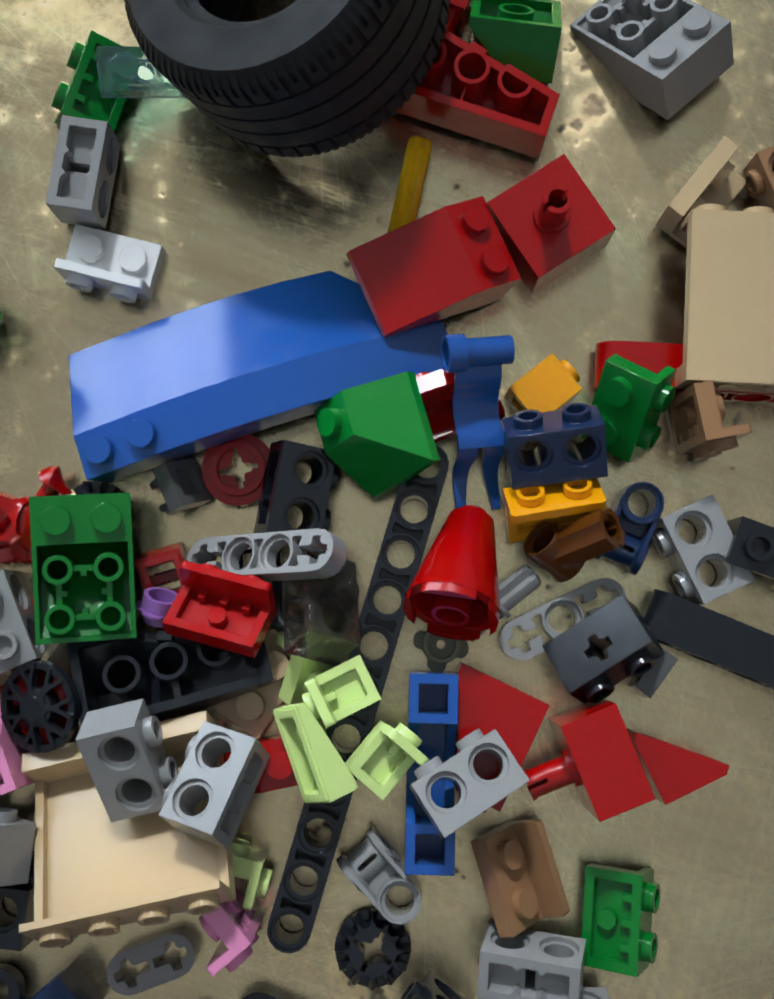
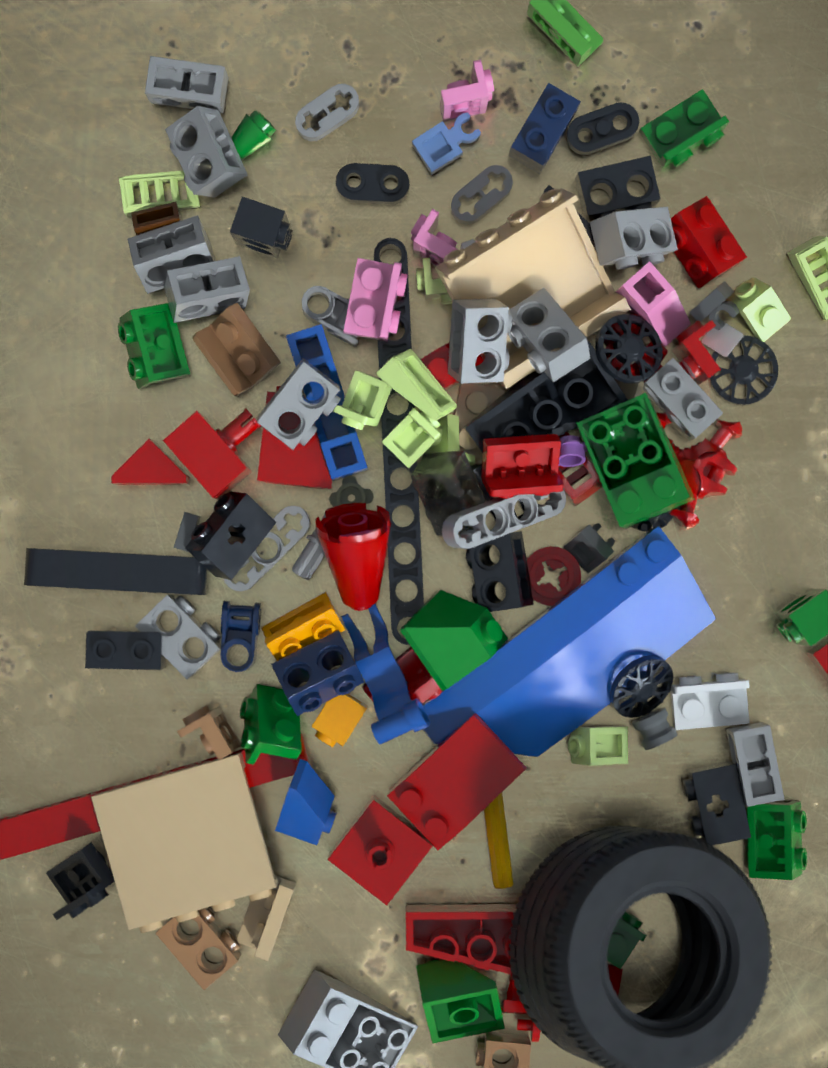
camera: 145 degrees right, 5 degrees up
(129, 74) = (755, 855): clear light blue plate -> none
(148, 126) = (731, 819): none -> black brick
(180, 304) = (641, 686): none -> black wheel
(184, 253) = (654, 728): none -> dark grey wheel
(254, 256) = (599, 745): none -> yellowish green bracket
(329, 881) = (374, 298): none -> bright pink bracket
(365, 927) = (335, 273): black gear -> none
(566, 548) = (281, 601): reddish brown piece -> none
(617, 298) = (306, 806): none -> blue slope

